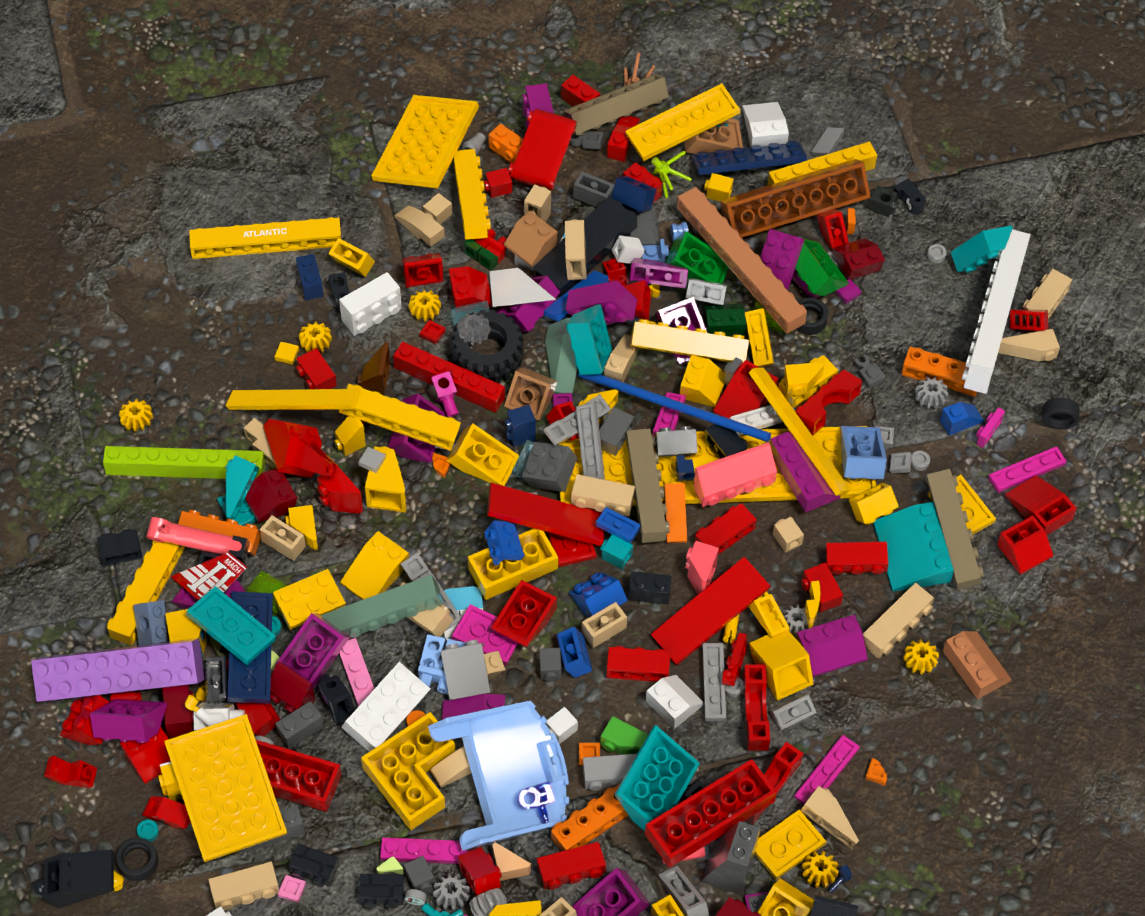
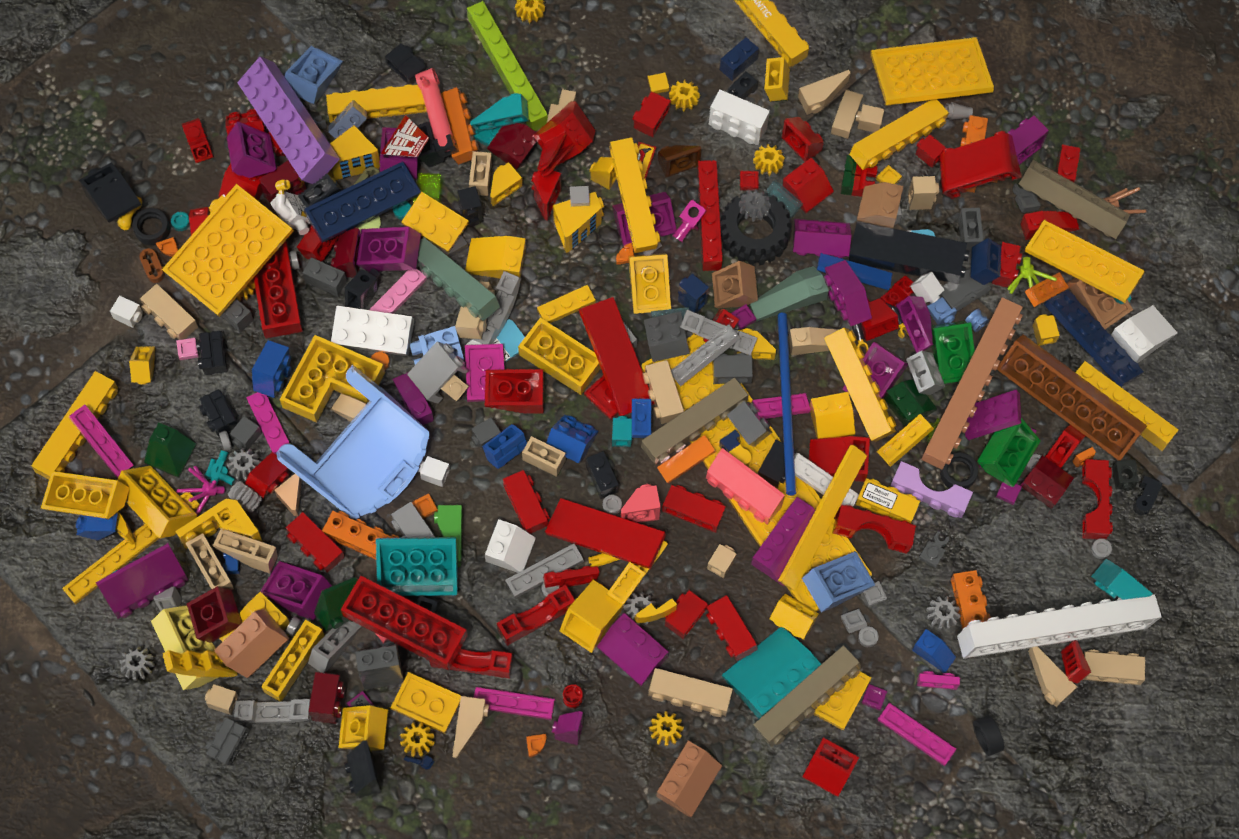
camera: 60 degrees right, 10 degrees up
(72, 631) = (312, 74): none -> medium blue slope
(169, 855) = (168, 247): none -> orange tile
(180, 876) = (155, 264): none -> dark orange beam
(231, 625) = (367, 176): teal plate -> none
(293, 399) = (601, 108): yellow tile -> none
(311, 559) = (470, 205): none -> black brick
(371, 814) = (271, 369): none -> blue brick
(387, 234) = (819, 94): none -> tan slope
(390, 866) = (239, 408): yellowish green slope -> none
(460, 536) = (566, 304): none -> yellow plate
(501, 227) = (889, 175): none -> yellow tile
(503, 541) = (567, 336): blue bracket -> none
(515, 287) = (826, 218): white sticker -> none
(542, 796) = (360, 488): clear blue piece -> none
(575, 249) = (887, 242): tan brick -> none
(589, 340) = (805, 302): teal slope -> none
(653, 870) = (330, 604): none -> dark green slope
(680, 596) = (612, 504): none -> light grey tile
(687, 166) = (1046, 289): none -> orange tile
(731, 368) = (854, 430): dark grey plate -> none
(793, 711) = (555, 648): light grey slope -> none
(802, 377) = (879, 493): yellow slope -> none
(828, 141) = (1161, 397): light grey slope -> none
(834, 332) = (952, 501): none -> lavender arch
(847, 713) = (574, 693): none -> red wheel
(873, 222) = (1096, 476): none -> red arch
(883, 728) = (568, 727): none -> magenta slope
(978, 483) = (874, 697): none -> magenta tile
(1043, 502) = (882, 761): red slope -> none

